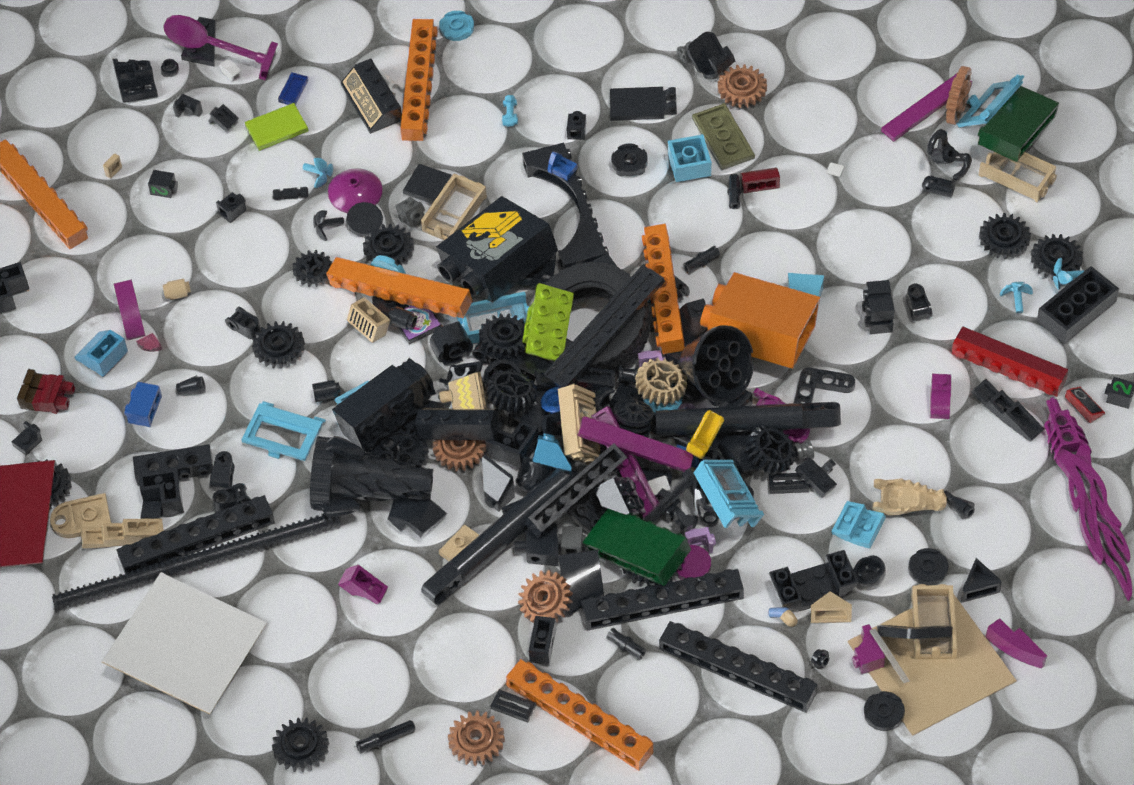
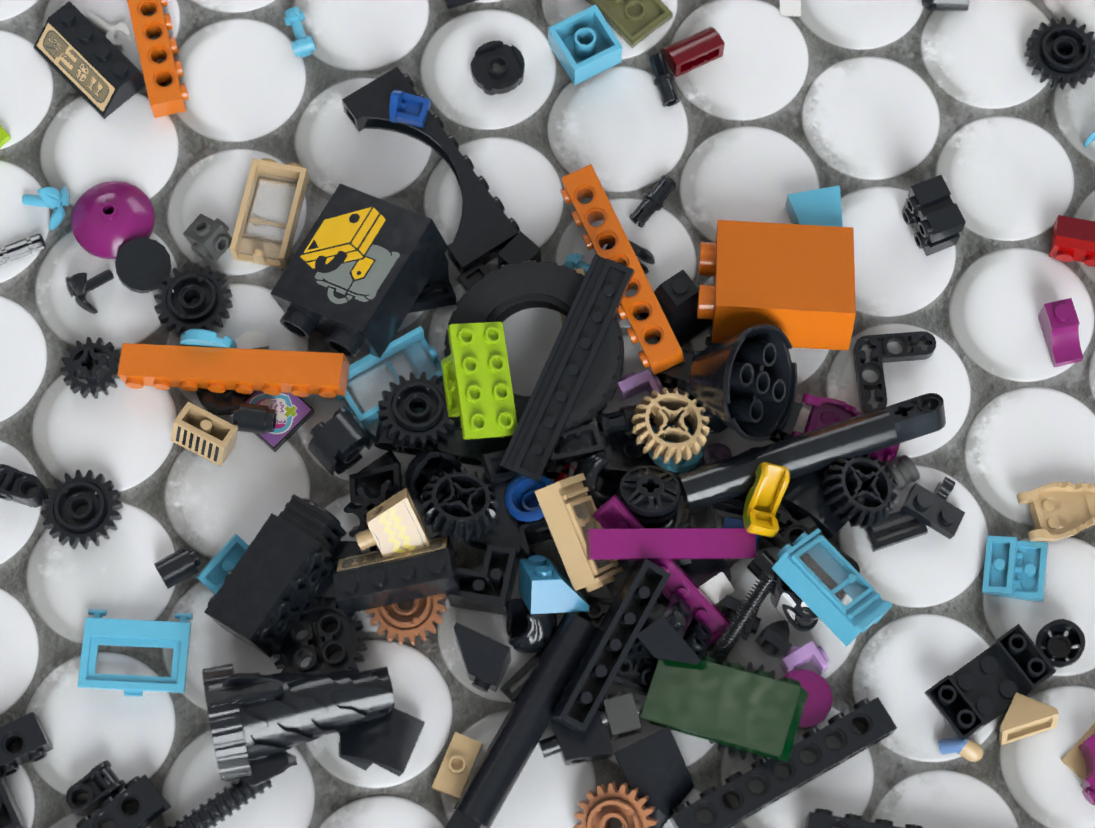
camera: 20 degrees left, 15 degrees up
(223, 471) = (67, 753): black piece -> none
(426, 183) = (217, 182): black tile -> none
(576, 122) = (403, 31): black brick -> none
(820, 658) = (1037, 804): black plate -> none
(918, 305) = (984, 195): black piece -> none

